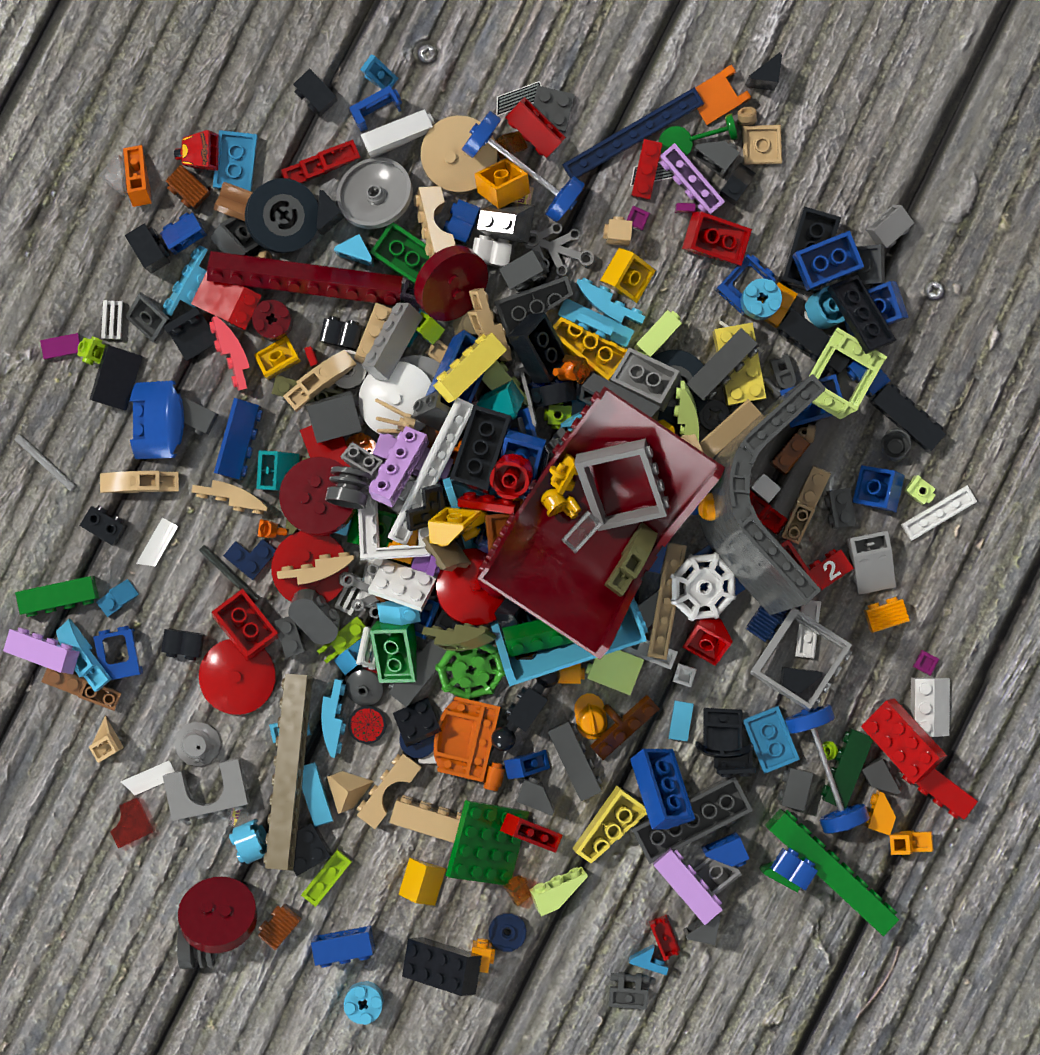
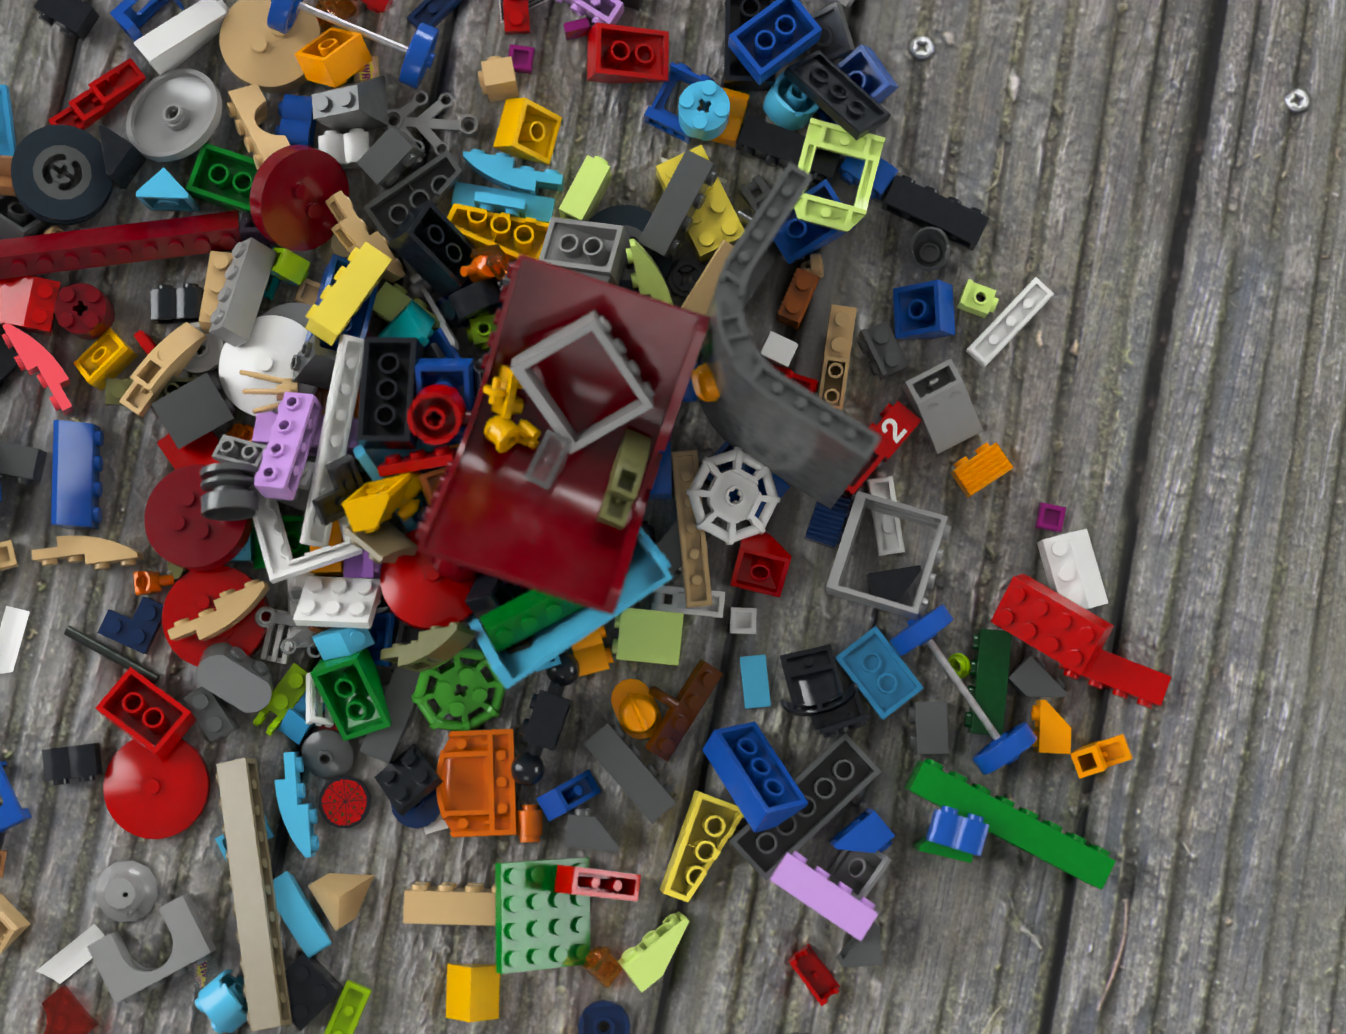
camera: 15 degrees left, 5 degrees down
(273, 468) = (129, 499): teal slope -> none
(374, 810) = (382, 911): tan arch -> none
(643, 960) = (794, 1012): dark azure slope -> none

